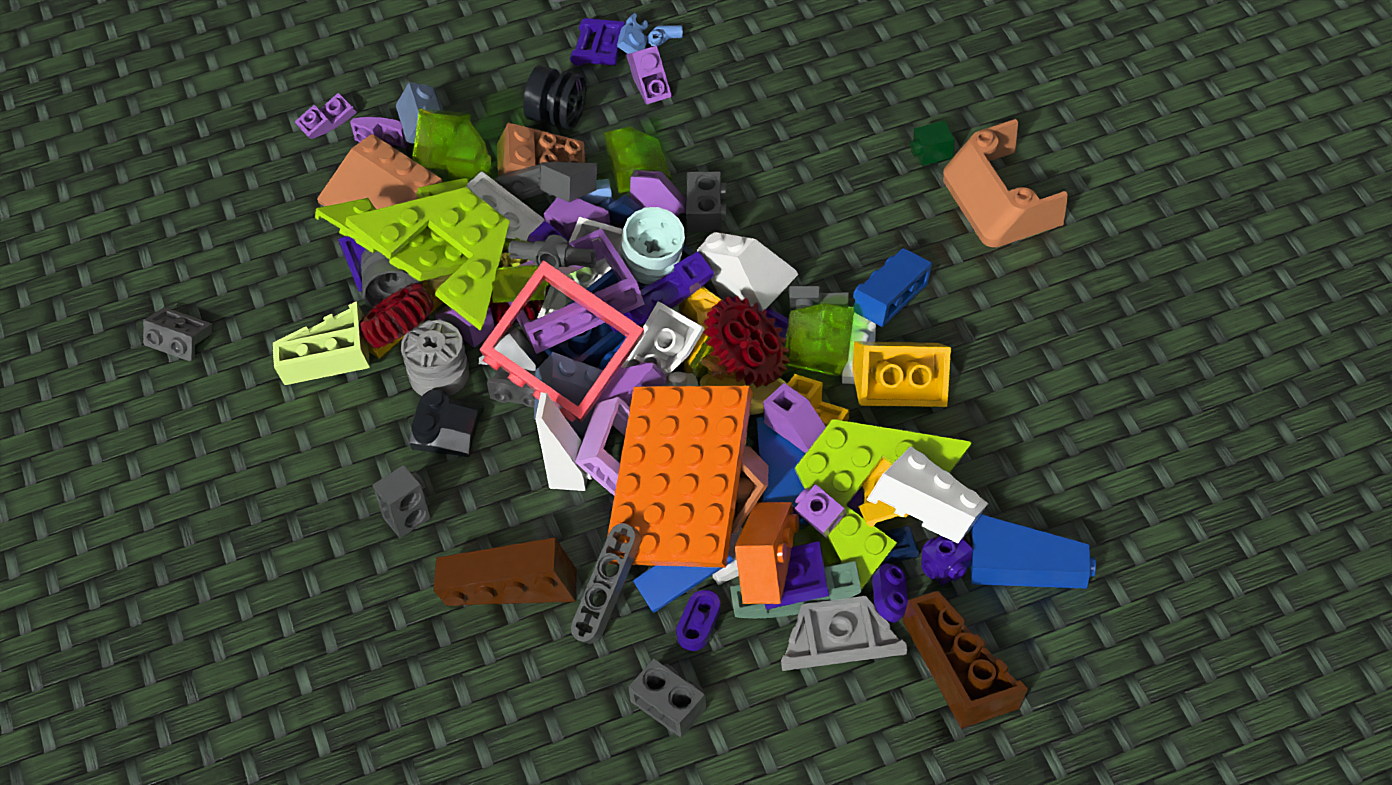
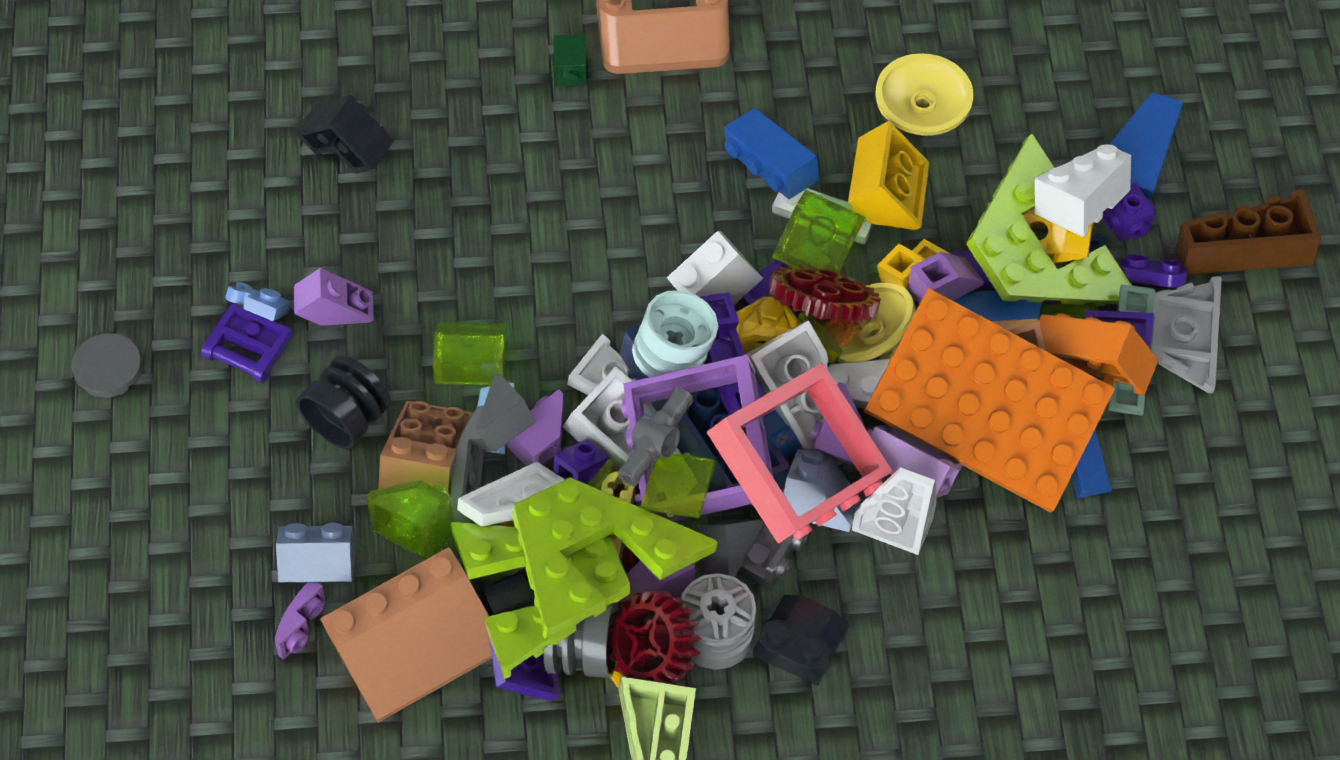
camera: 80 degrees left, 5 degrees up
(321, 121) = (232, 684): medium lavender slope -> none
(402, 500) = (920, 693): dark grey brick -> none
(434, 136) = (379, 535): clear neon green slope -> none
(507, 575) = (1044, 613): reddish brown wedge -> none
(600, 581) = (1085, 516): dark grey beam -> none
(620, 209) = (554, 379): dark blue slope -> none
(656, 190) = (540, 341): medium lavender slope -> none
(662, 33) = (262, 271): medium blue arm -> none
(662, 702) = (1232, 501): dark grey brick -> none
(696, 622) = (1140, 448): dark purple plate -> none
(704, 201) = (565, 303): dark grey brick -> none
(793, 34) = (347, 130): none -> black brick
(809, 296) = (764, 227): dark grey plate -> none
(819, 509) = (1068, 288): medium lavender brick -> none
(1006, 364) = (928, 83): none -> light yellow dish

